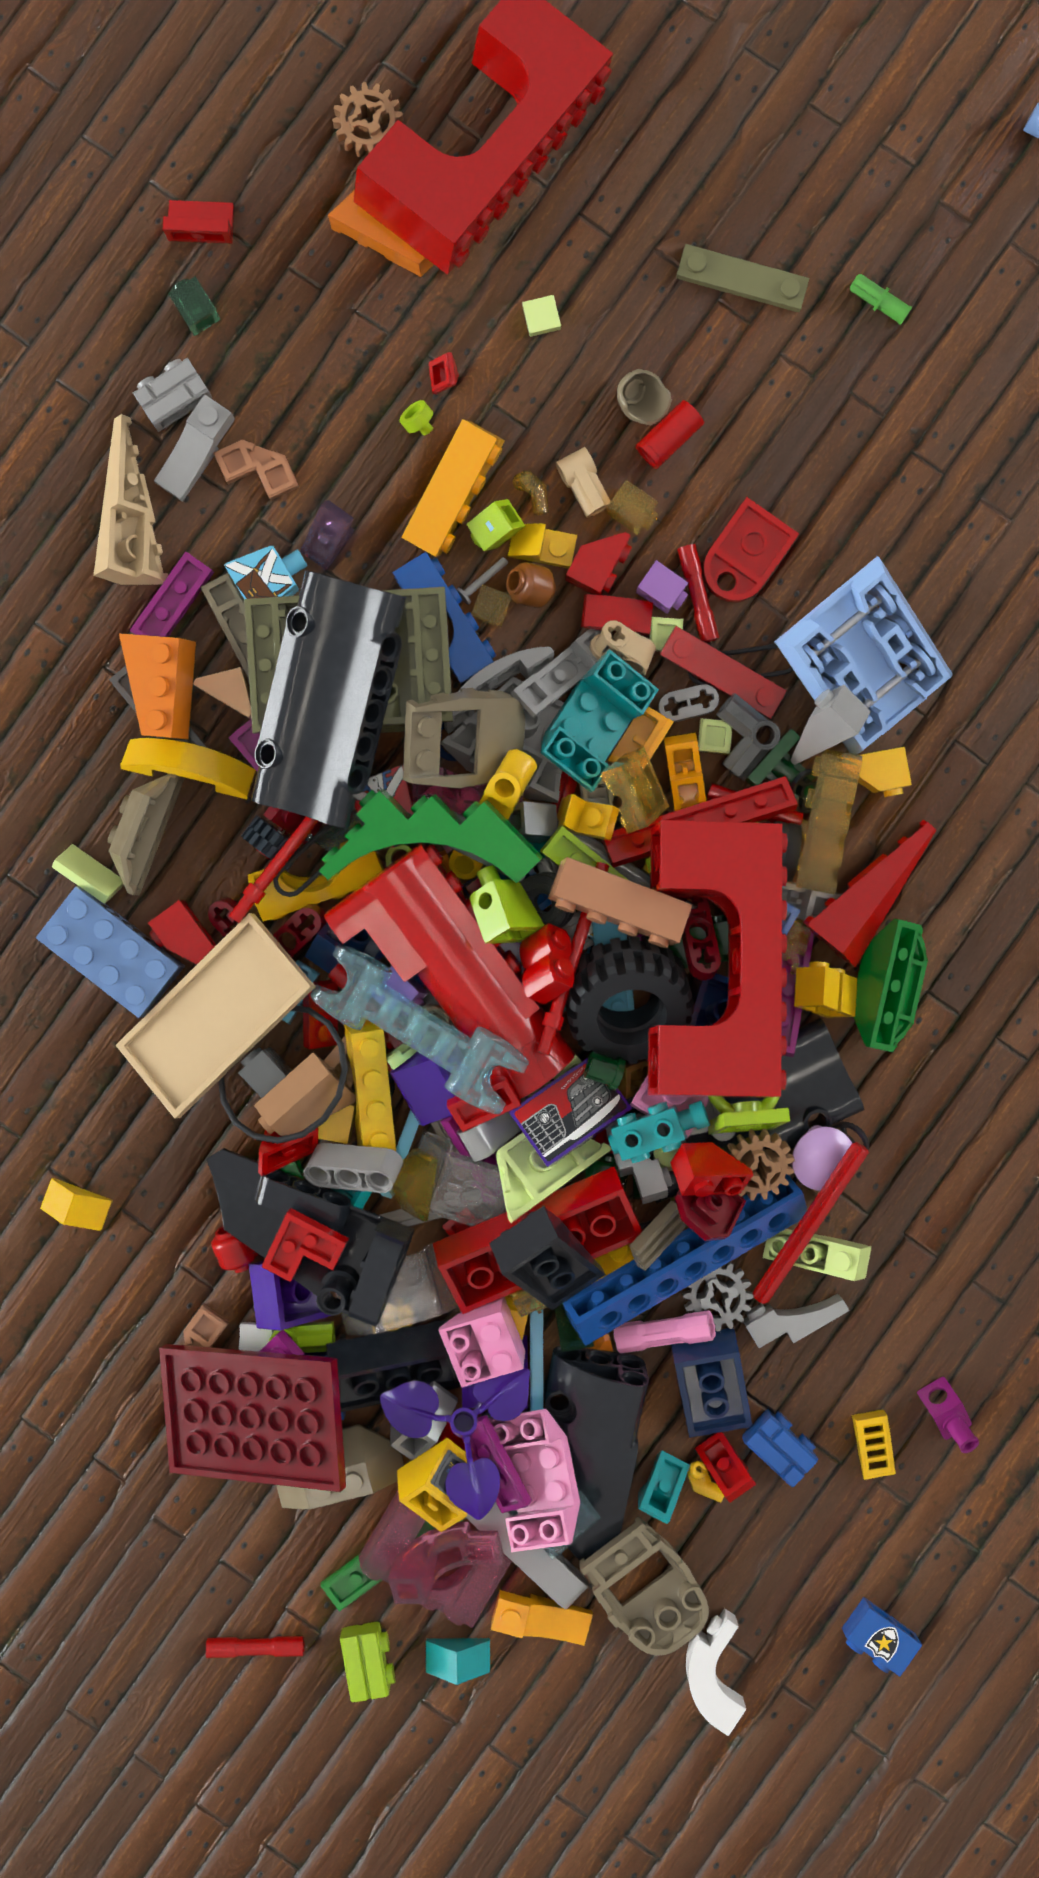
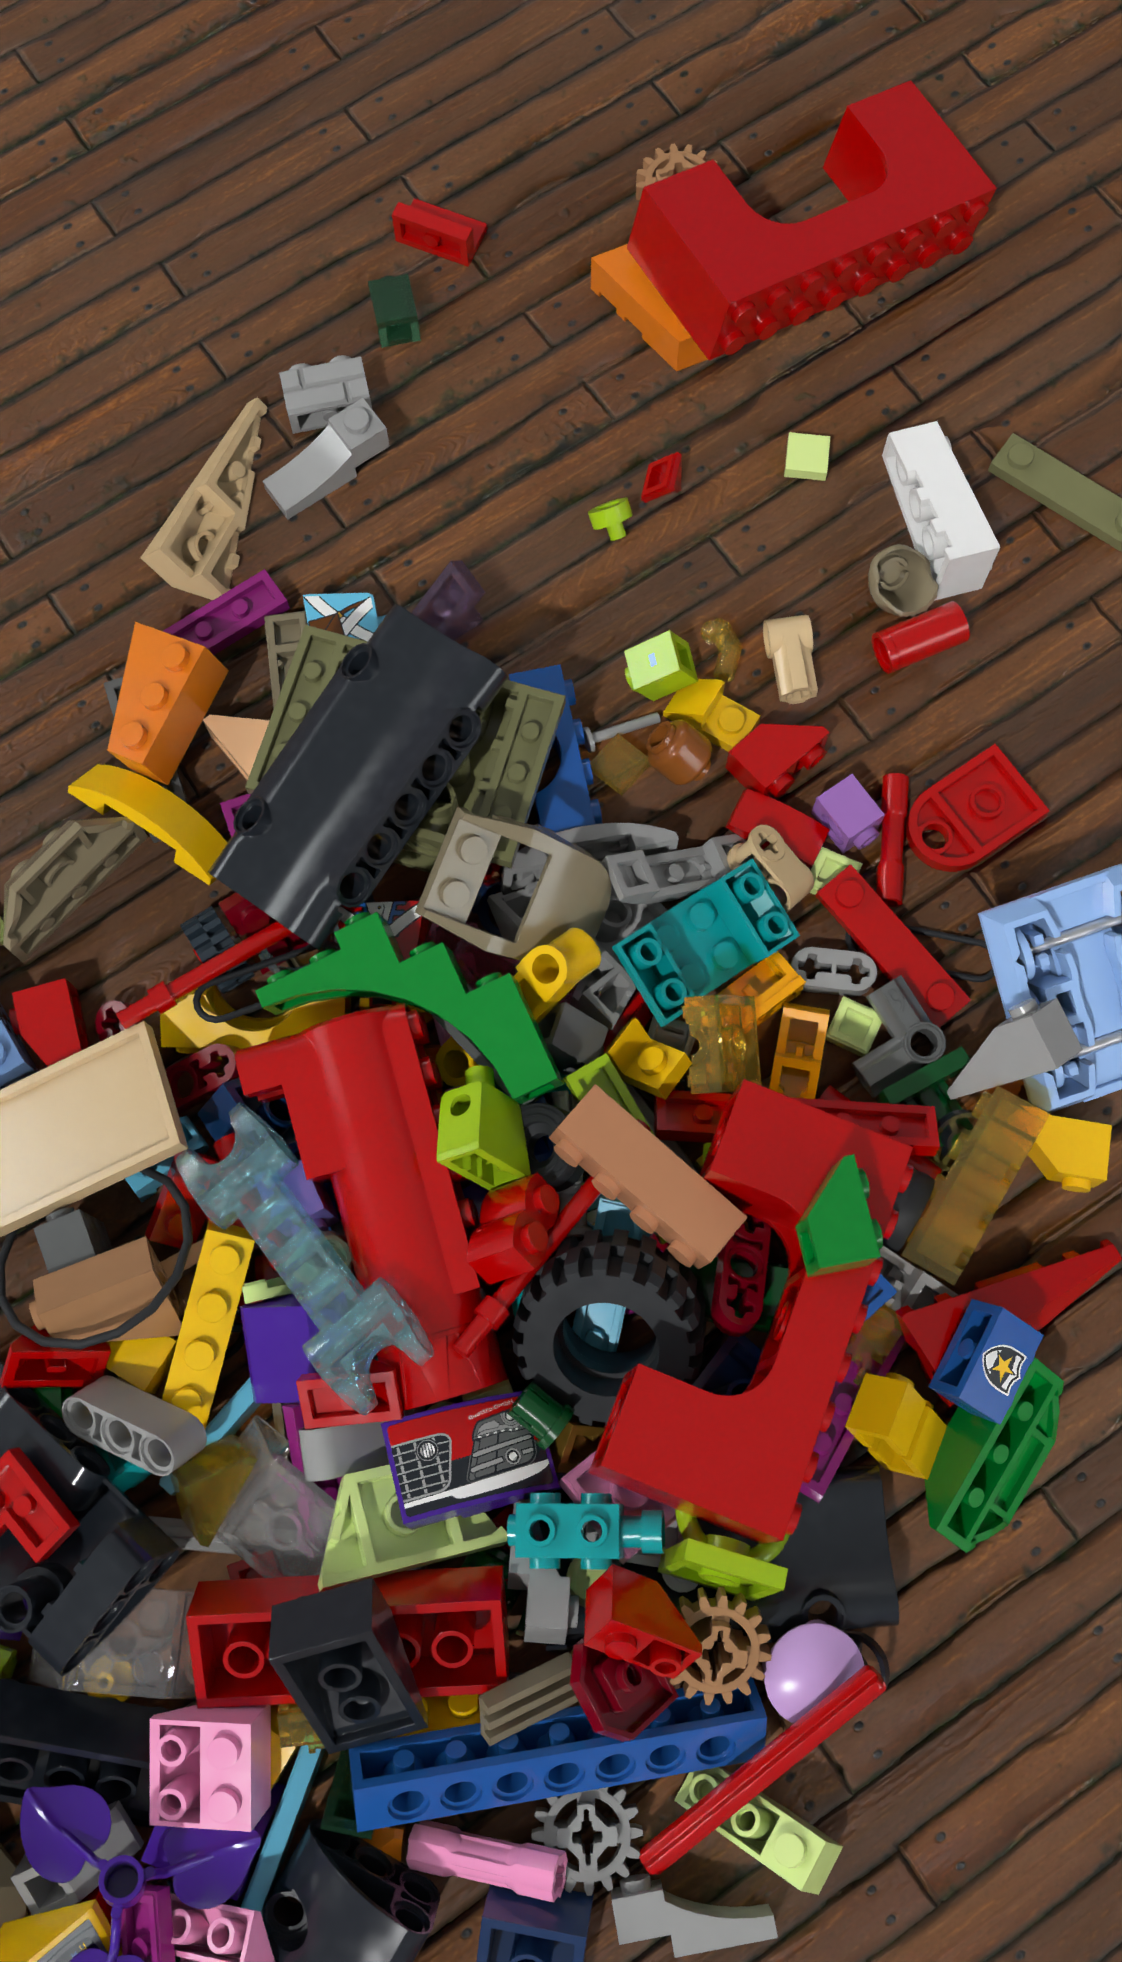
camera: 25 degrees right, 15 degrees down
(246, 458) = (384, 495): nougat tile -> none
(452, 488) = (625, 603): light orange wedge -> none
(633, 508) = (843, 706): clear yellow brick -> none
(651, 327) = (940, 509): none -> white wedge
(750, 893) = (837, 1224): none -> green slope
(869, 934) = (986, 1361): none -> blue brick

